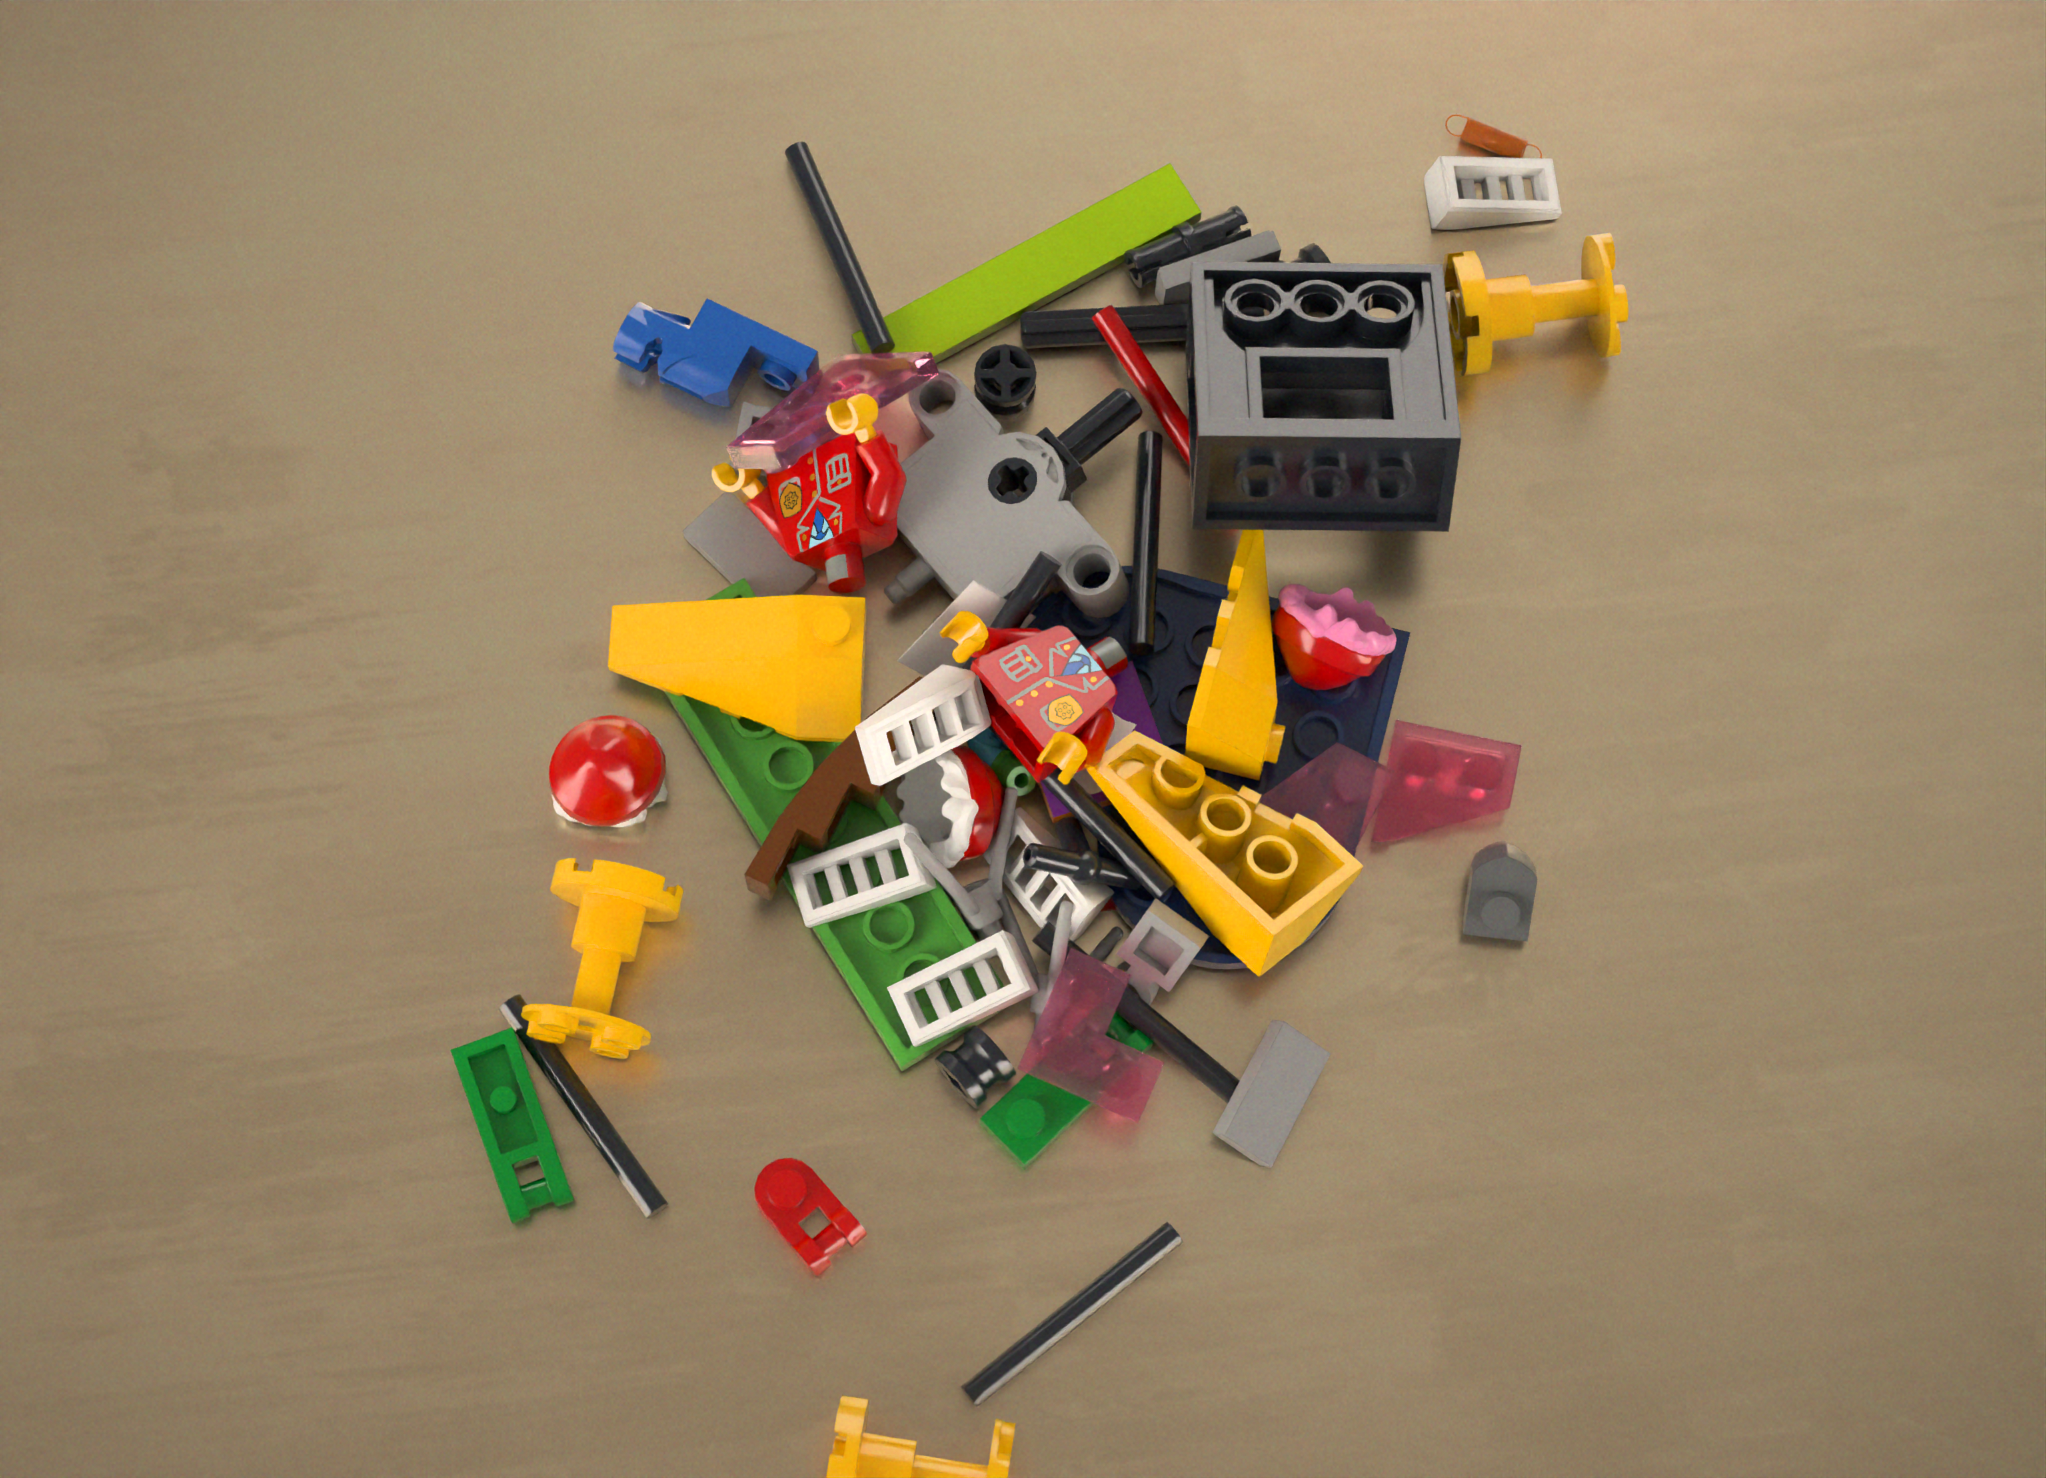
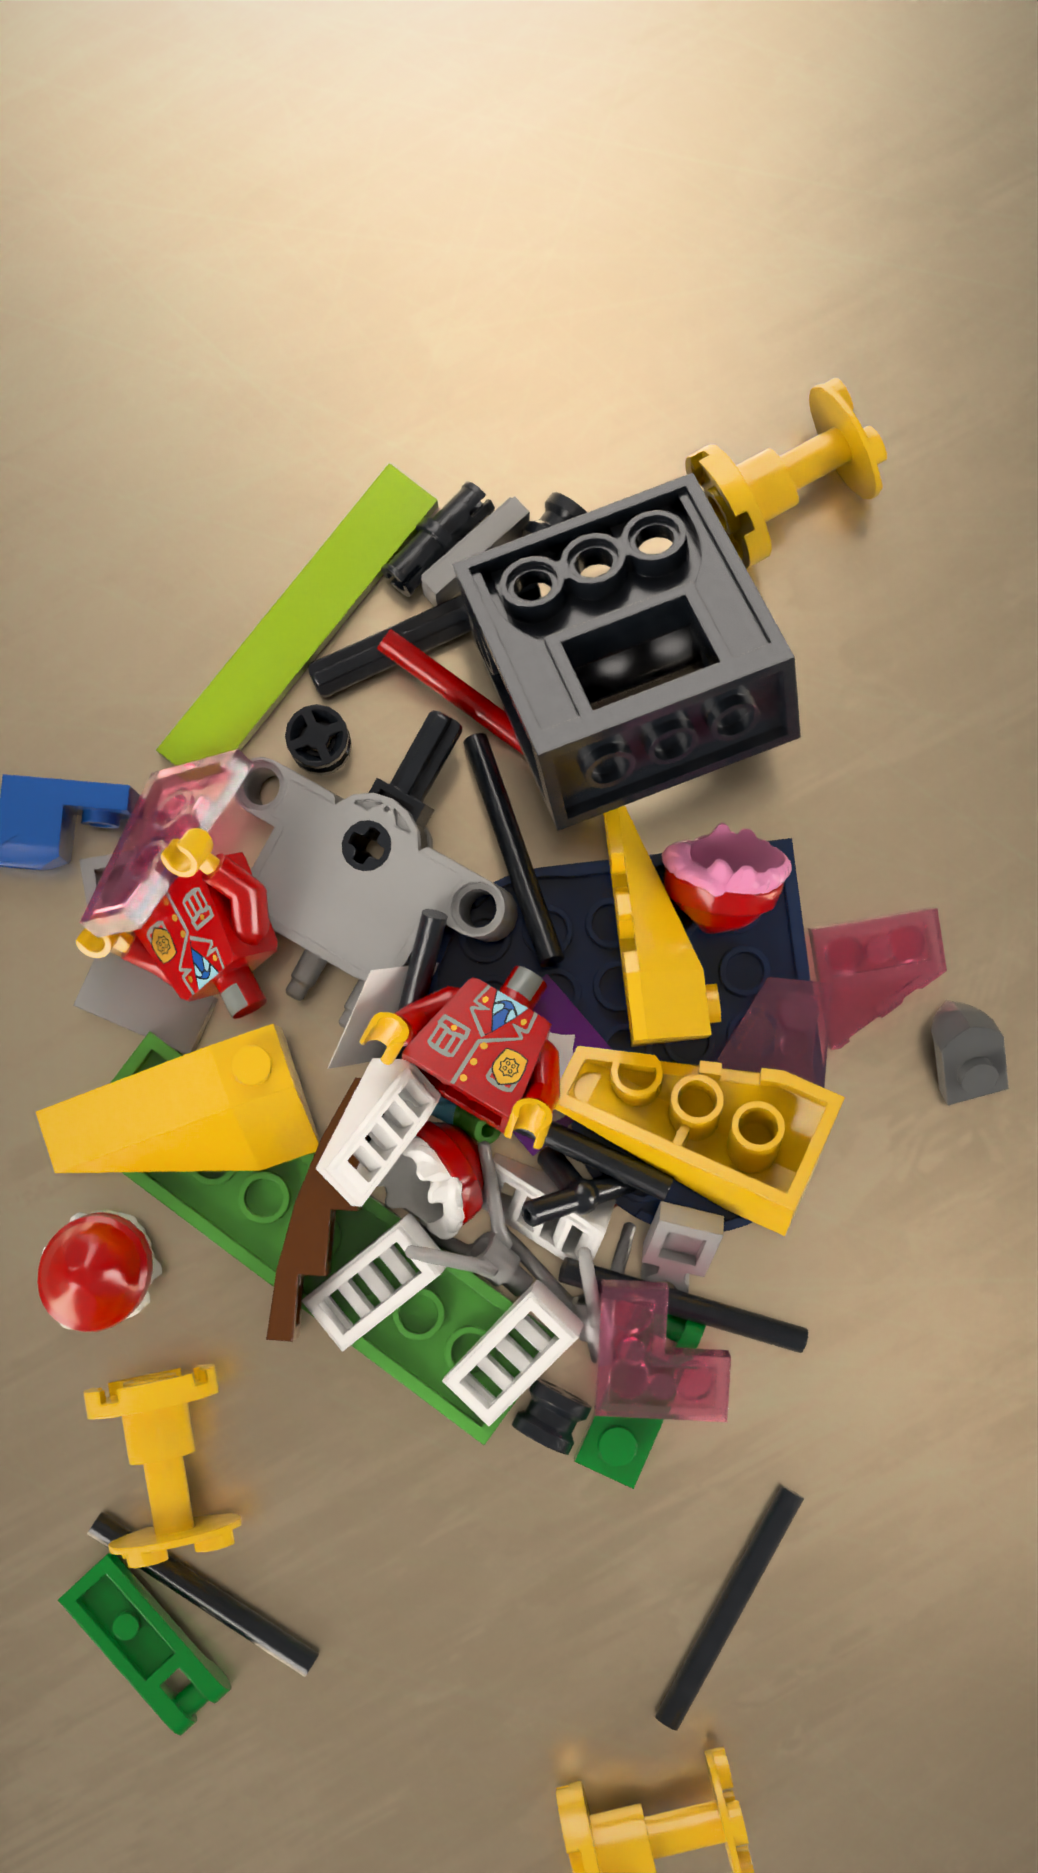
camera: 20 degrees left, 10 degrees up
(789, 1196) = (427, 1601): red plate -> none
(839, 248) = (110, 670): black bar -> none
(1271, 1093) = (832, 1330): light grey tile -> none
(1453, 195) = (666, 393): white slope -> none
(1492, 139) = (681, 321): orange piece -> none

